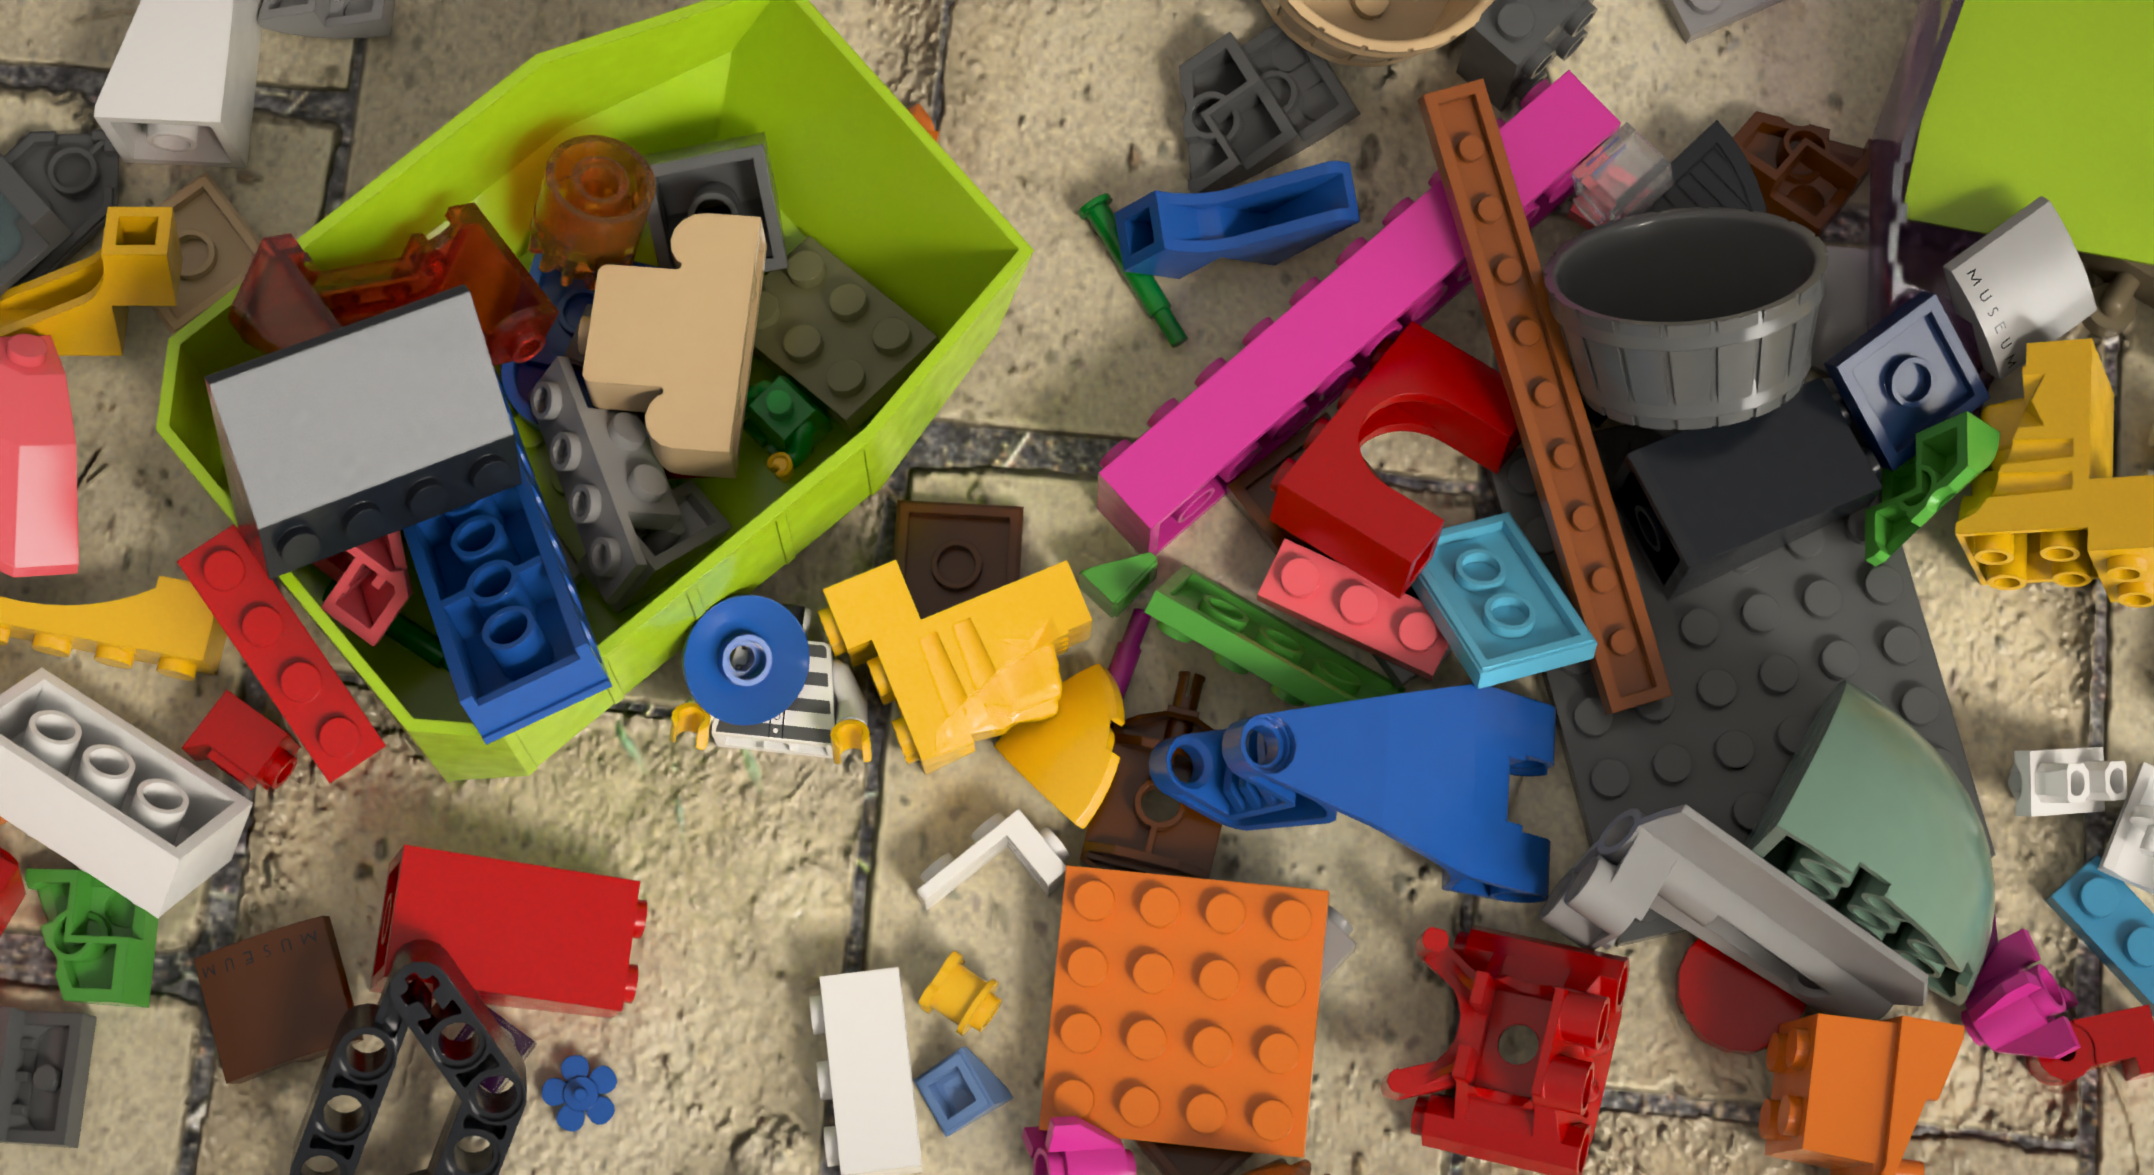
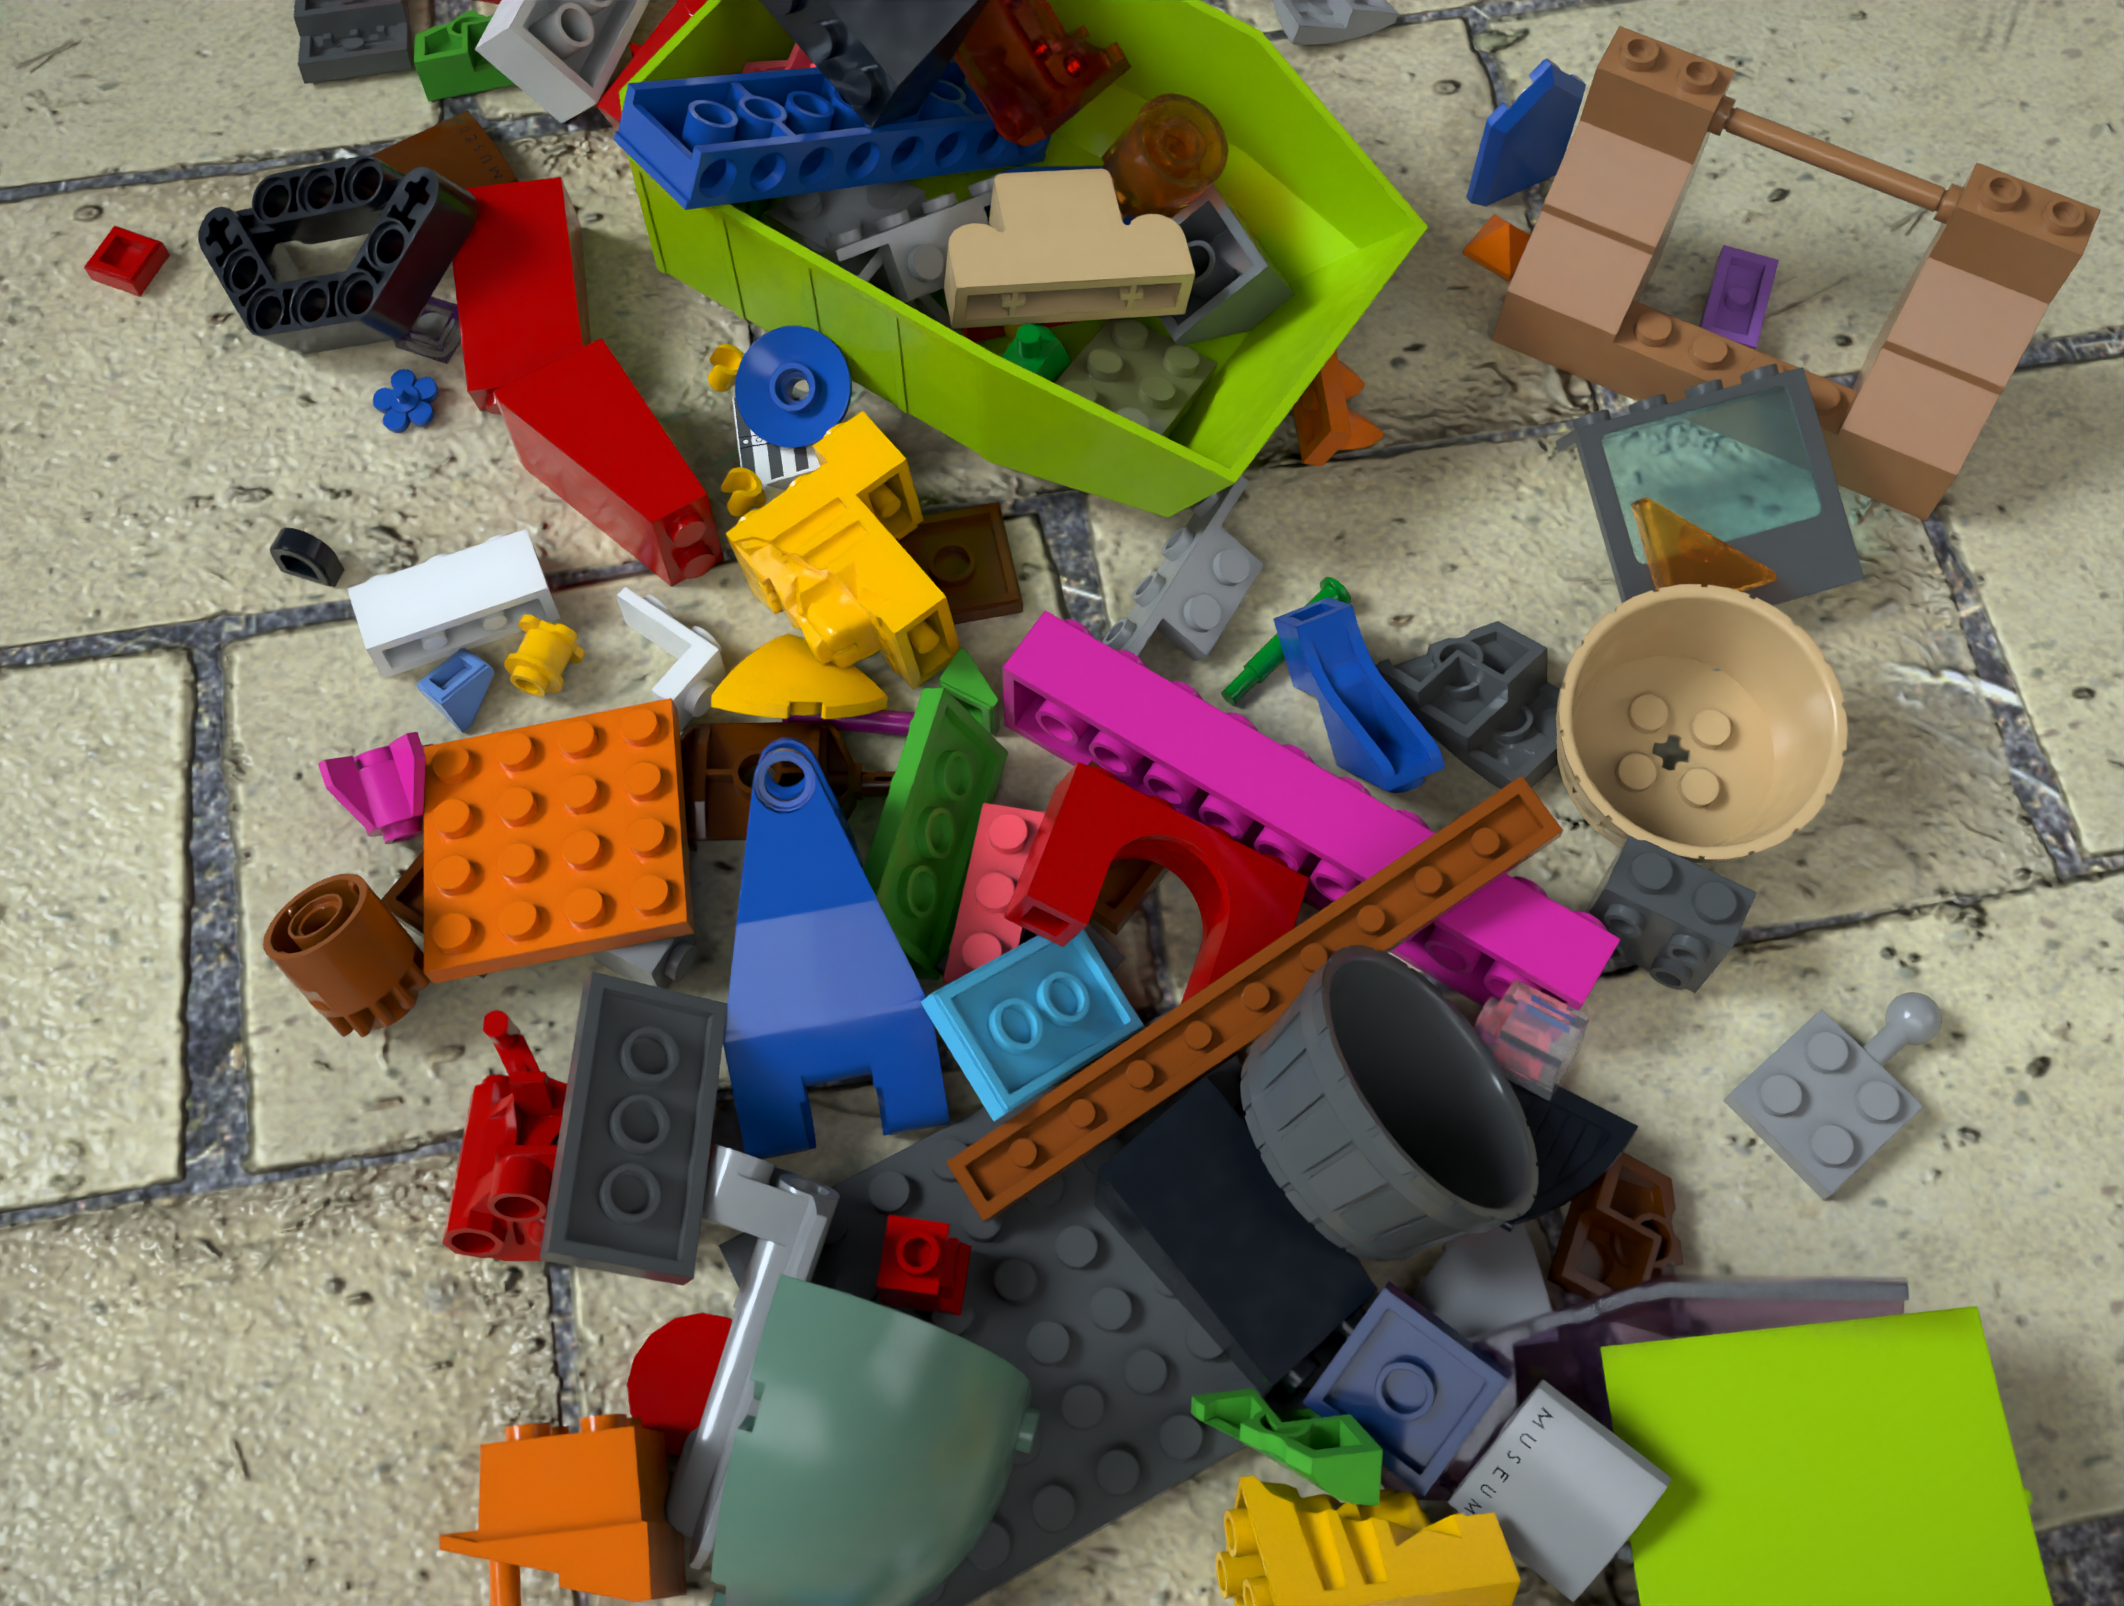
camera: 75 degrees right, 10 degrees down
(764, 867) = (610, 459): none -> red slope
(1066, 354) = (1194, 586): none -> light grey bracket
(1553, 959) = (635, 1131): none -> dark grey plate
(1704, 753) = (922, 1266): none -> red window

